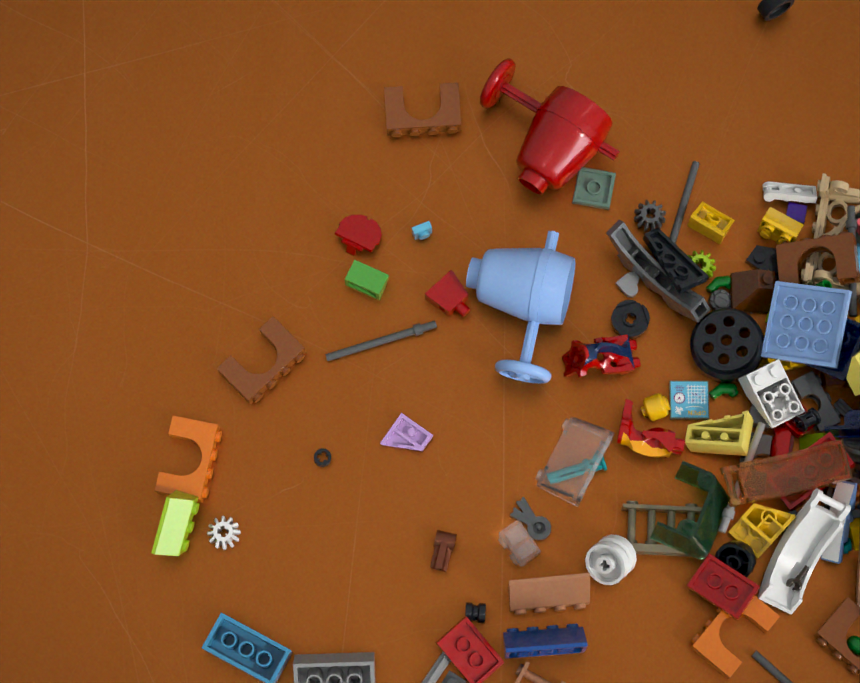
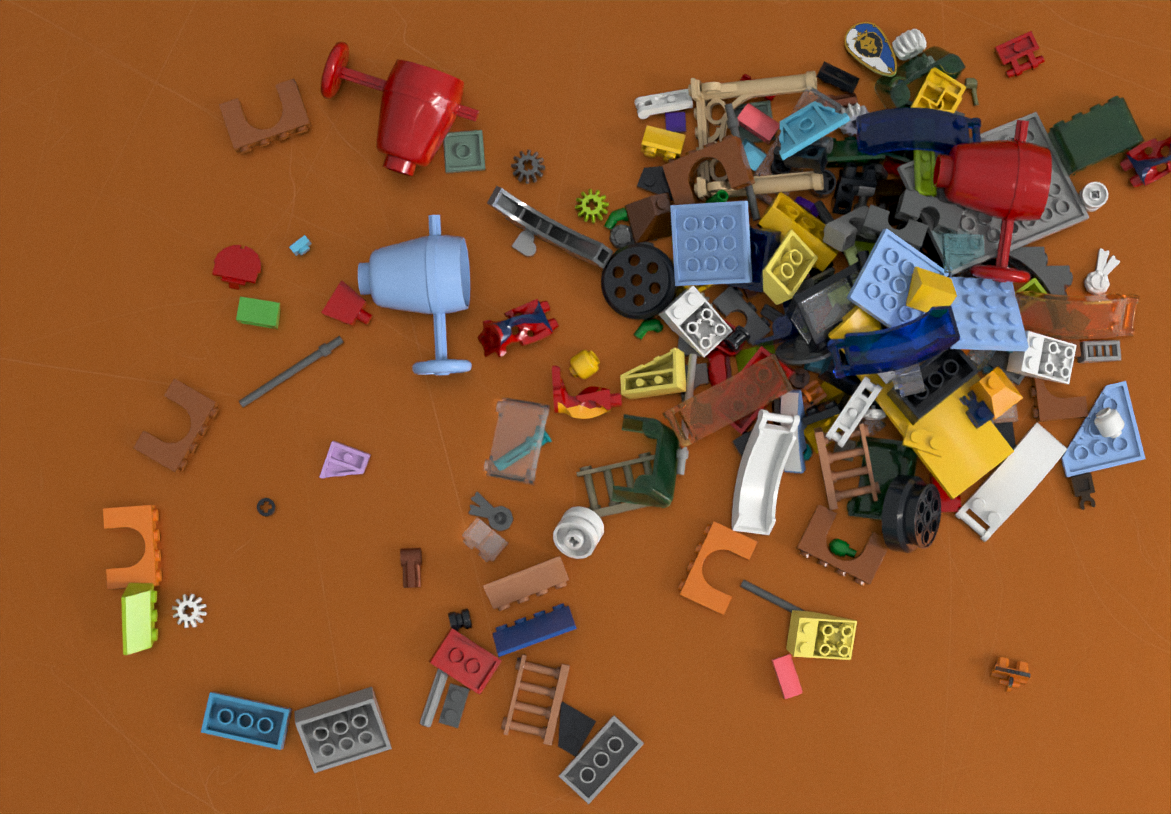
camera: 15 degrees left, 10 degrees up
(634, 309) = (547, 281): black plate -> none
(675, 263) = (564, 211): black wing -> none
(684, 201) = (557, 192): dark grey bar -> none
(689, 400) = (616, 347): medium azure tile -> none
(710, 222) = (591, 155): yellow slope -> none
(723, 586) = (695, 528): red plate -> none
(737, 556) = (701, 498): black cylinder -> none
(761, 527) = (717, 459): yellow slope -> none
(797, 580) = (768, 505): dark brown hand -> none

